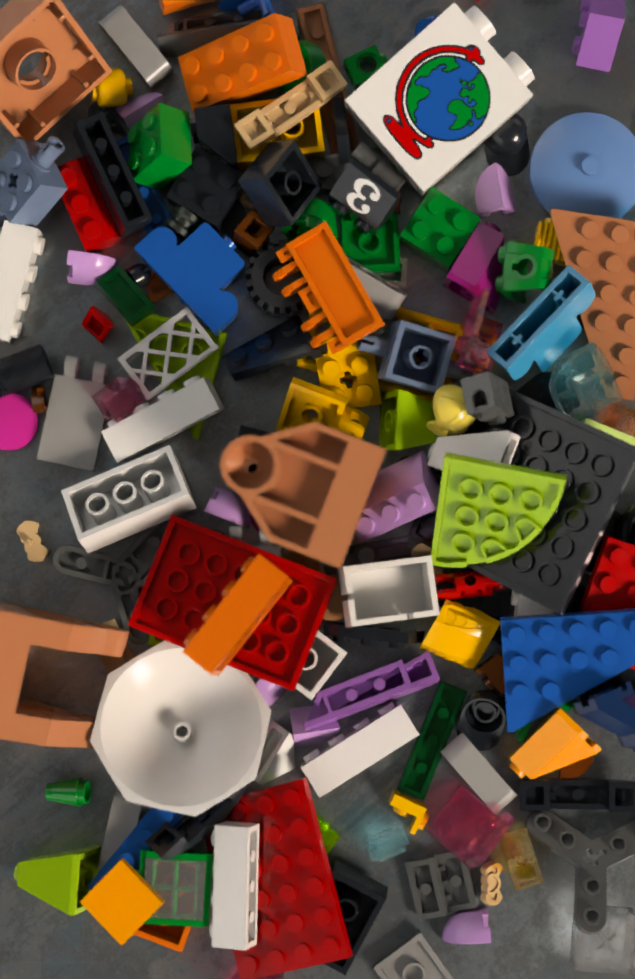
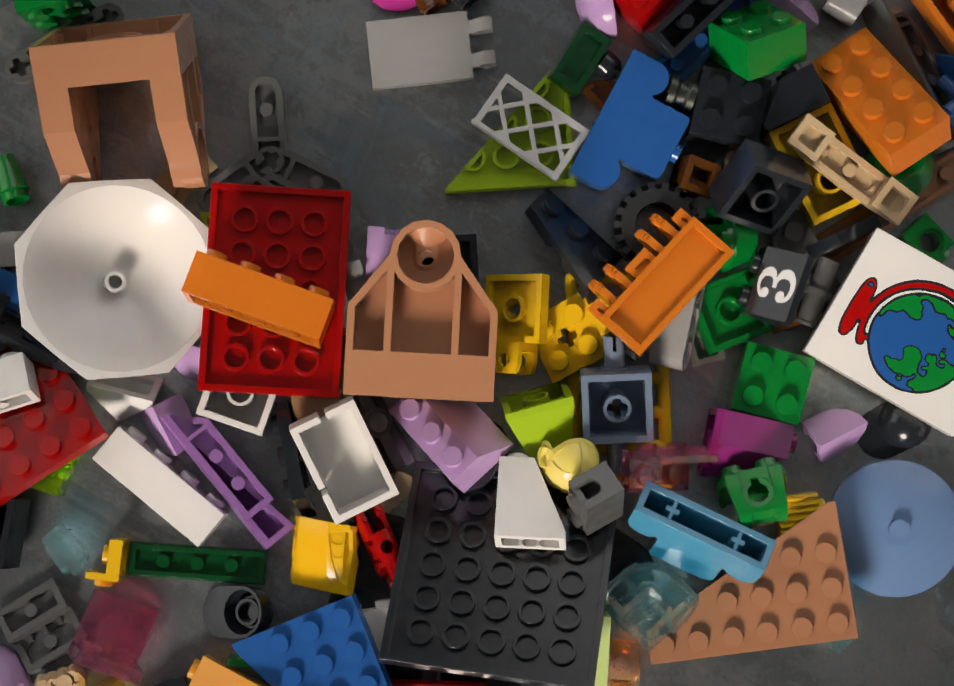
camera: 70 degrees right, 0 degrees up
(32, 541) = (273, 48): tan piece -> none
(98, 323) = (538, 39): red slope -> none
(118, 398) = (461, 89): clear pink brick -> none
(128, 499) = (352, 137): white brick -> none
(163, 419) = (454, 146): white brick -> none
(478, 773) = (176, 627): light grey beam -> none
(490, 509) = (470, 542): lime plate -> none
(493, 670) = (297, 605): reddish brown brick -> none

